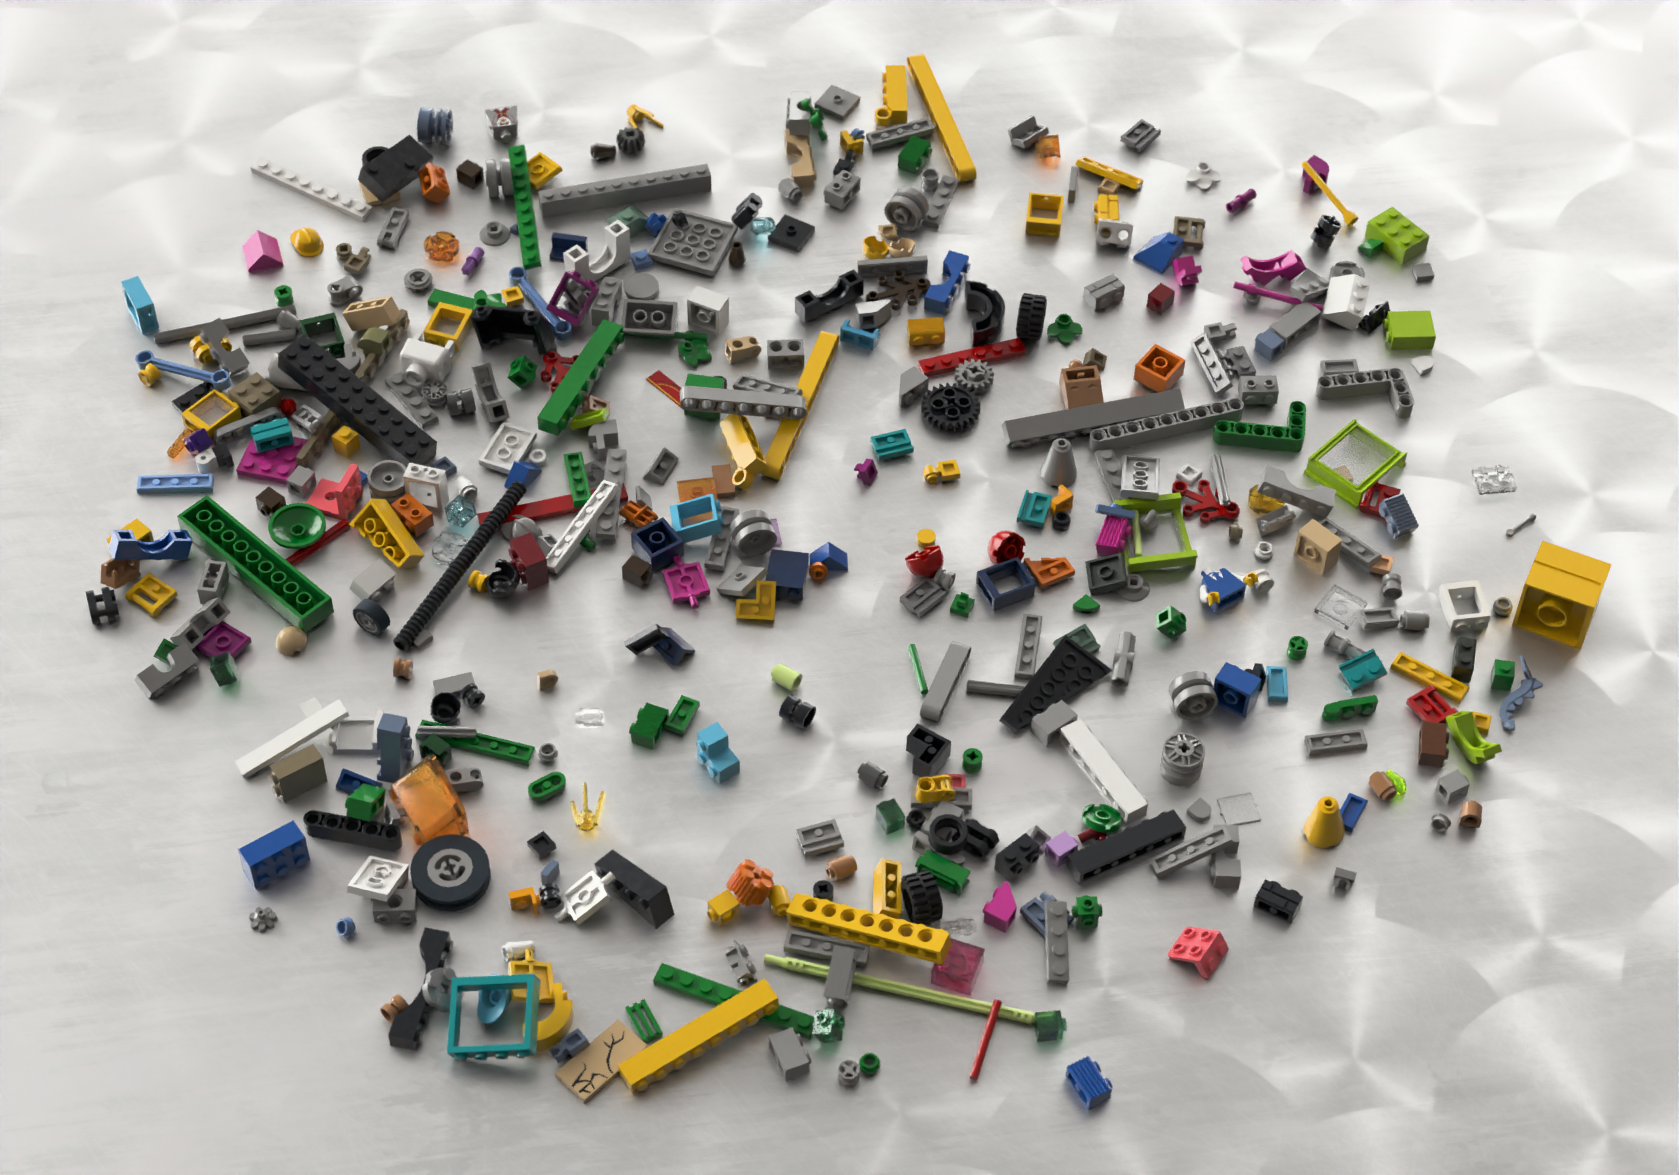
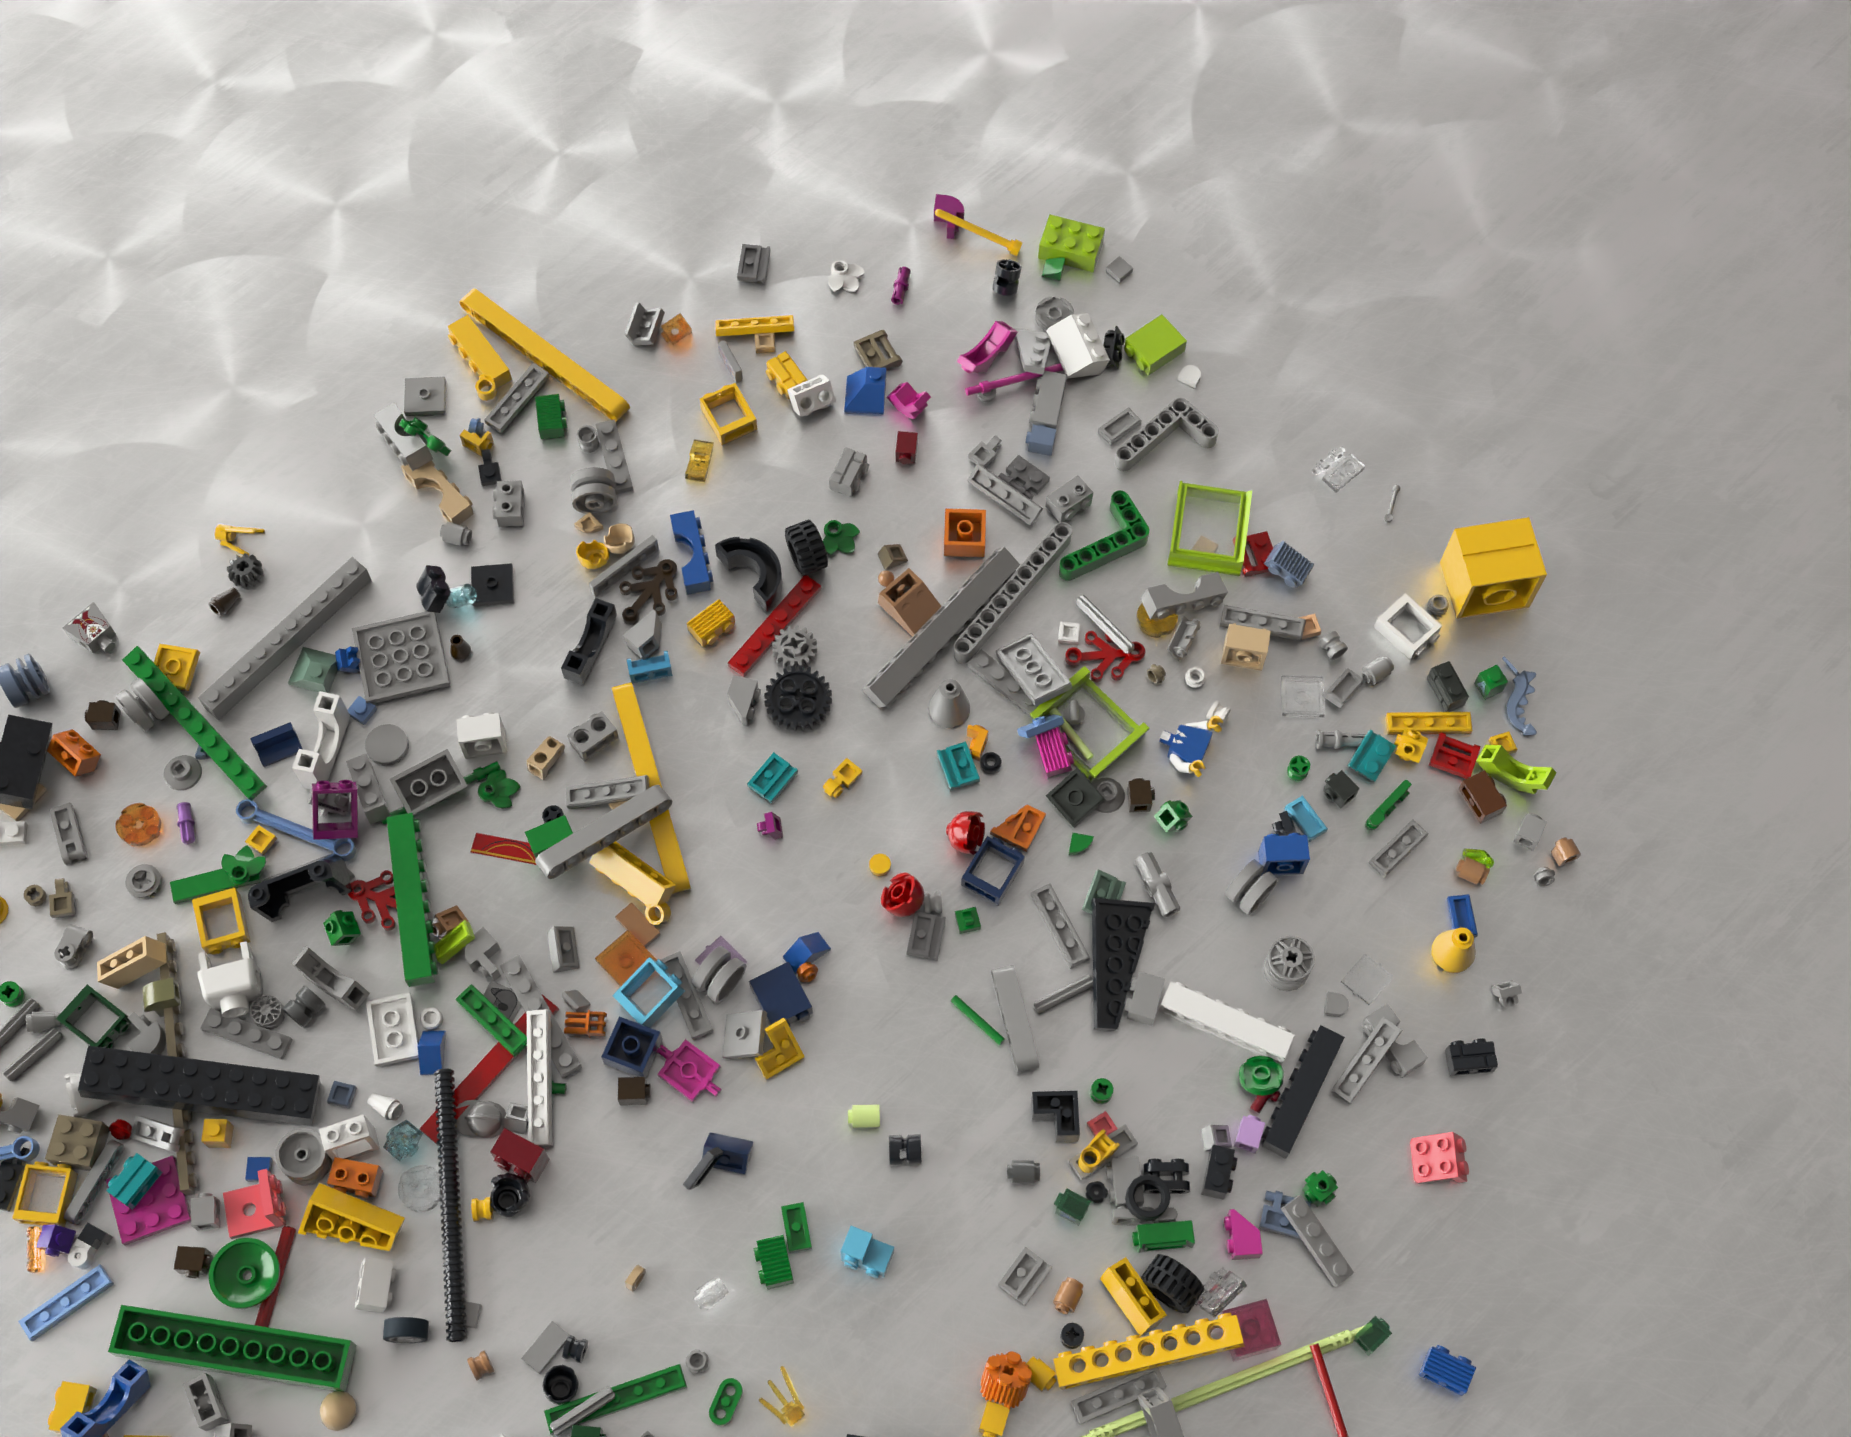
camera: 35 degrees left, 15 degrees up
(679, 218) = (370, 641): black plate -> none
(1001, 233) = (699, 460): none -> clear yellow slope
(1156, 598) = (1140, 795): none -> dark brown brick
(1319, 678) = (1340, 789): none -> pearl dark grey brick
(1400, 679) = (1410, 745): none -> yellow brick

